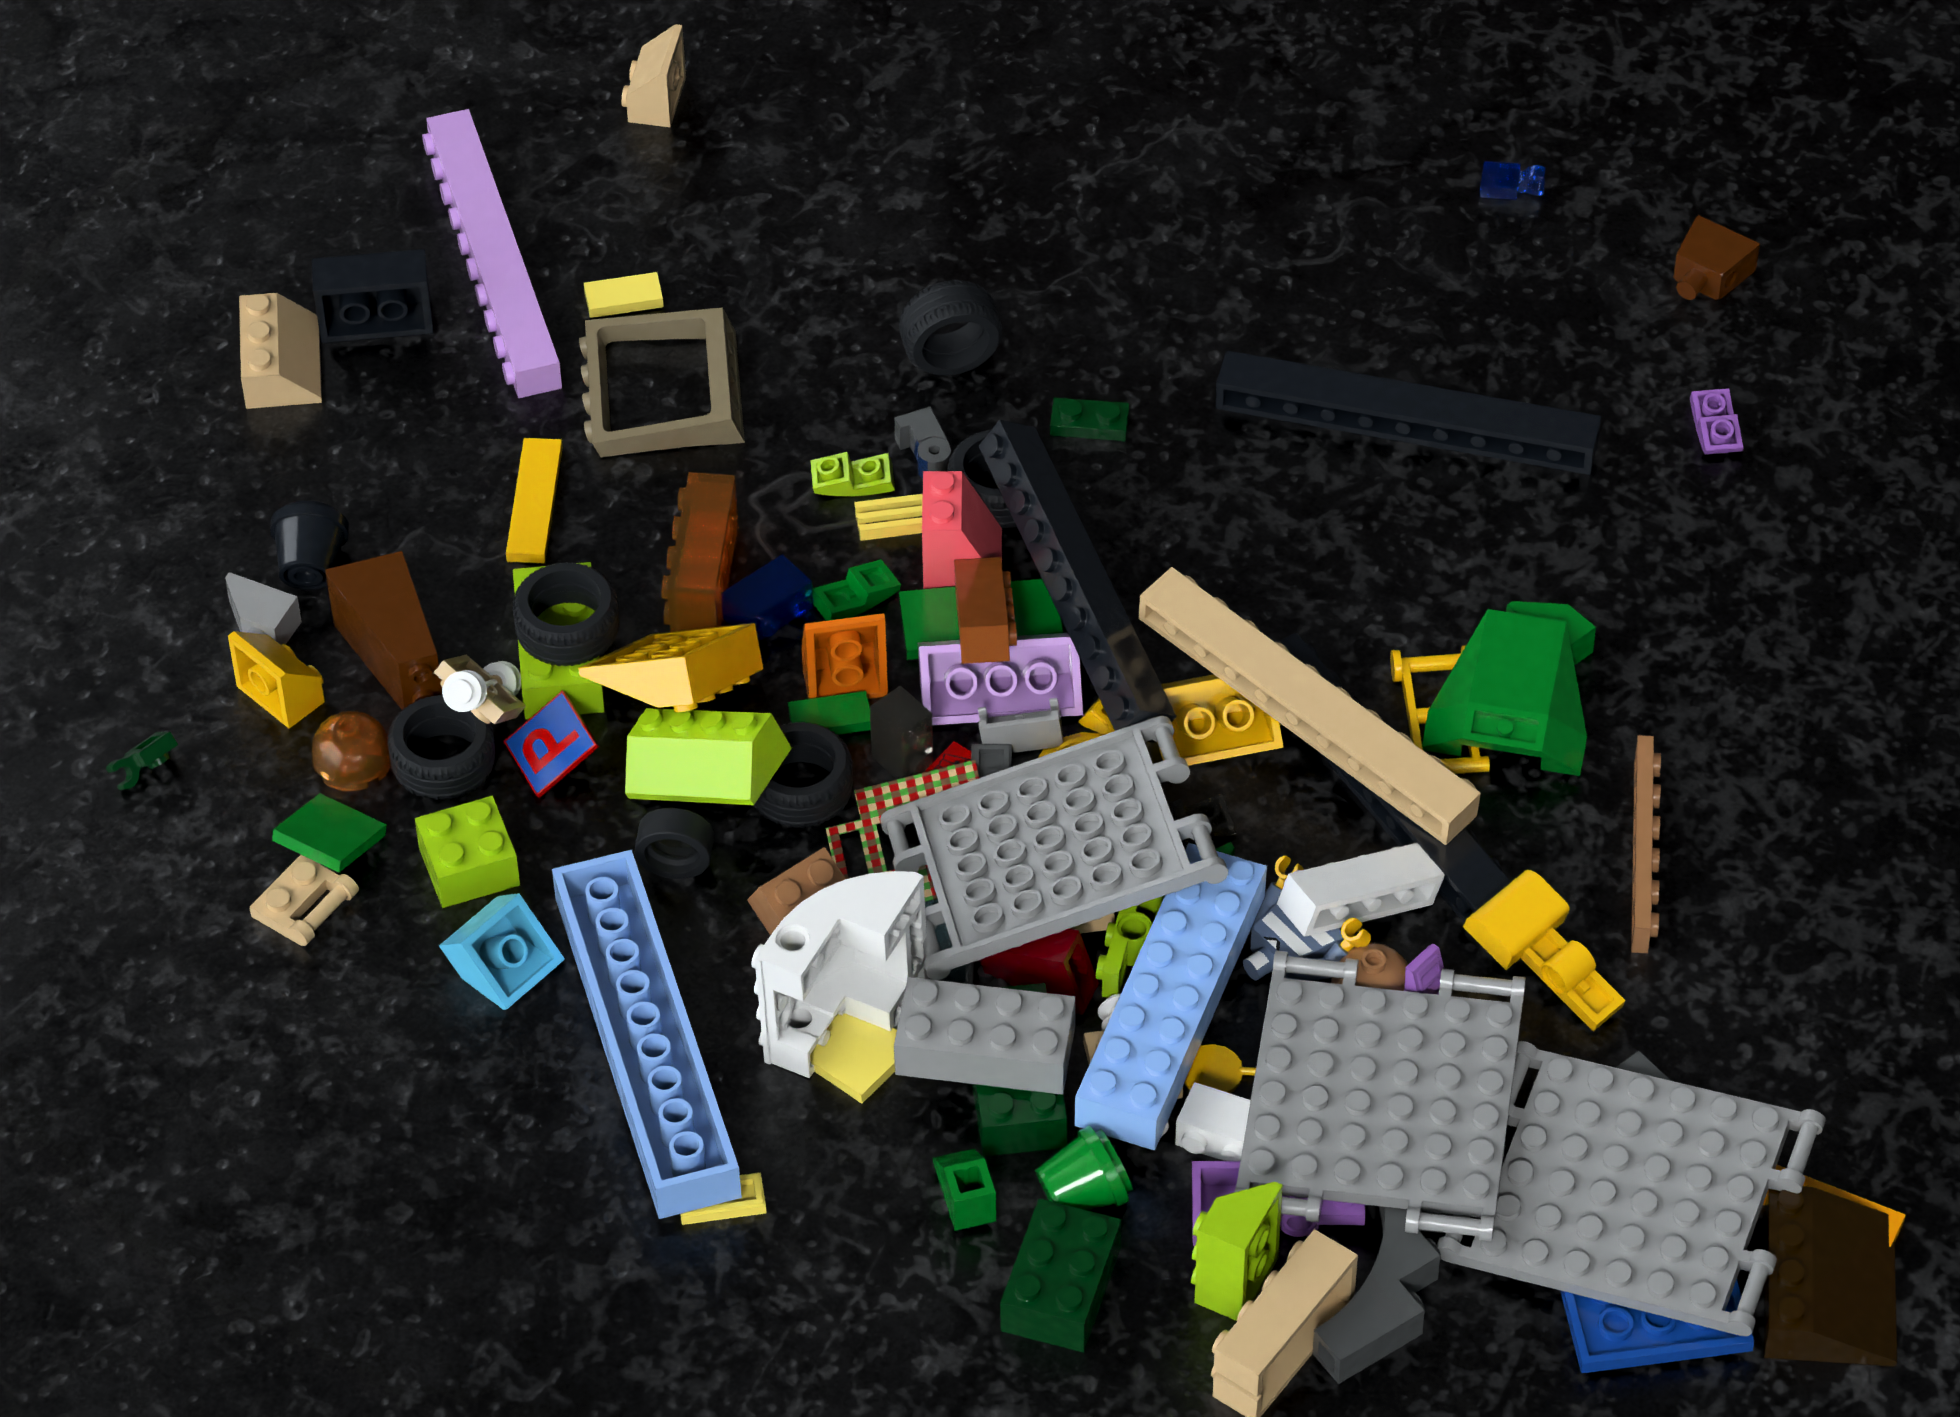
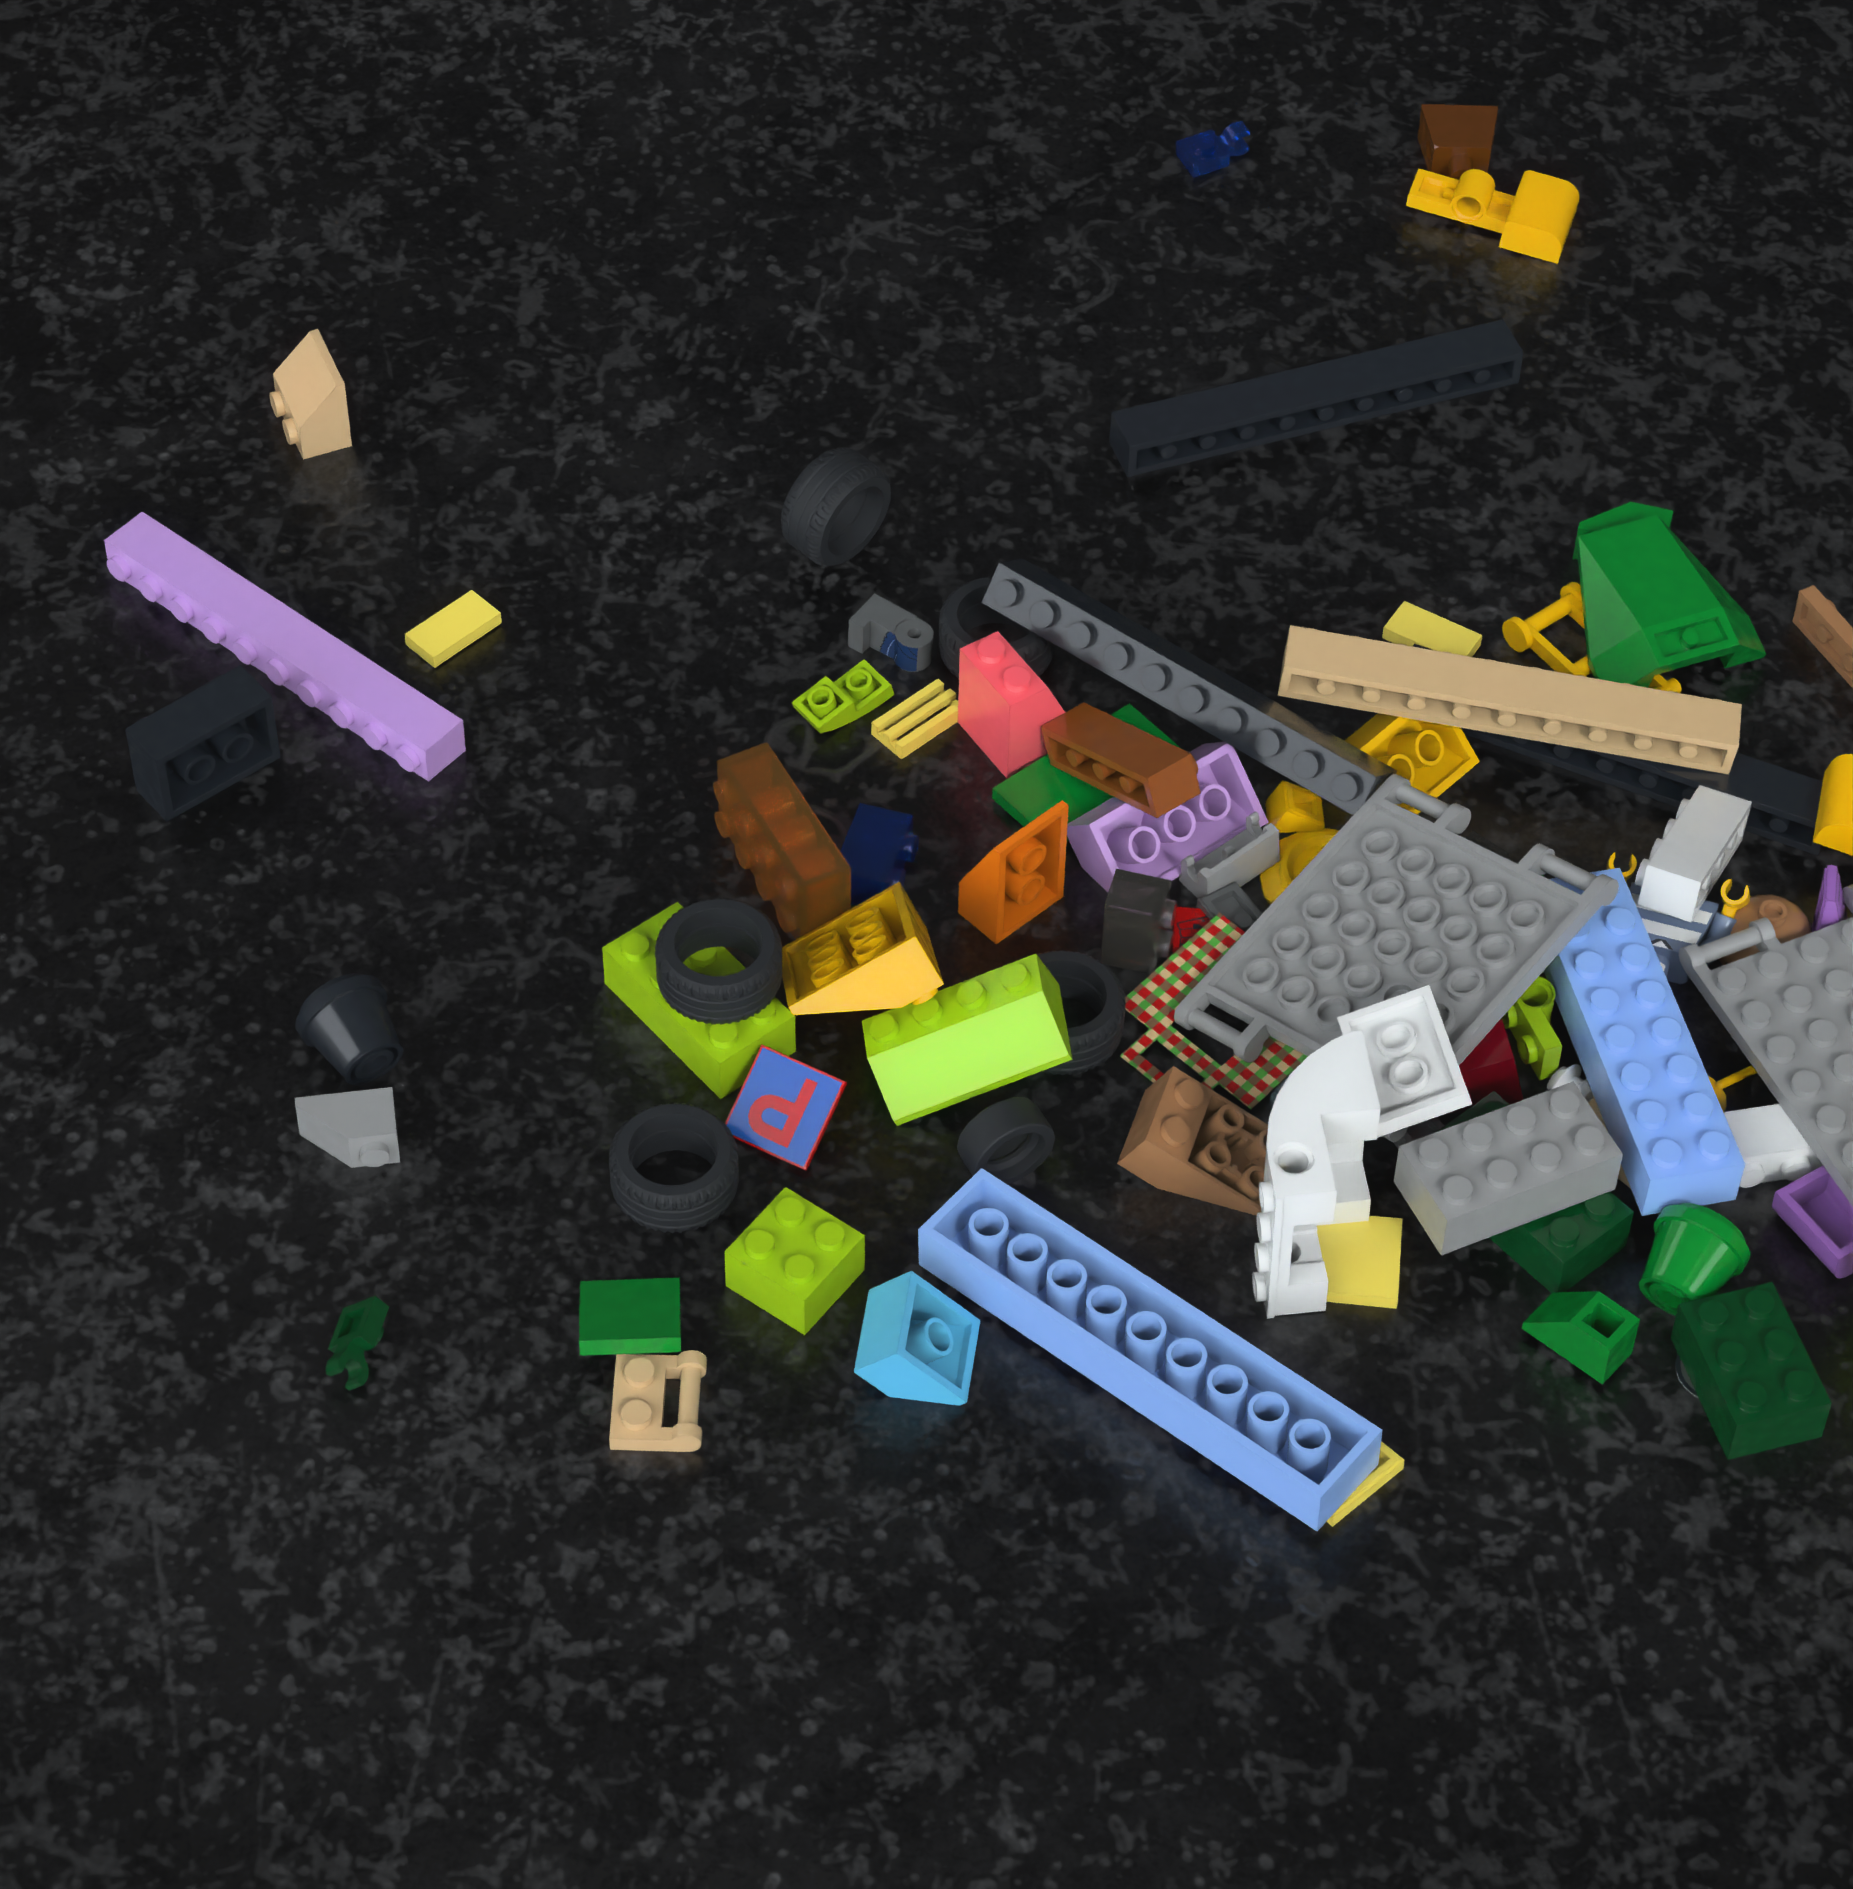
camera: 35 degrees left, 0 degrees up
(275, 677) = (434, 1186): yellow slope -> none
(278, 352) = (135, 851): tan slope -> none
(350, 750) = (575, 1220): clear orange cylinder -> none
(385, 625) = (522, 1073): reddish brown slope -> none
(484, 691) = (677, 1075): plate -> none
(534, 500) = (541, 874): yellow tile -> none
(718, 427) = (574, 616): dark tan windscreen -> none
(838, 712) = (1037, 932): green tile -> none
(860, 591) = (948, 808): green slope -> none
(968, 920) = (1409, 1059): none -> white plate
(1089, 419) = (1023, 538): dark green plate -> none
(1332, 636) = (1418, 626): none -> light yellow tile
(1707, 349) = (1530, 222): none -> yellow plate
(1715, 421) = (1587, 286): medium lavender slope -> none

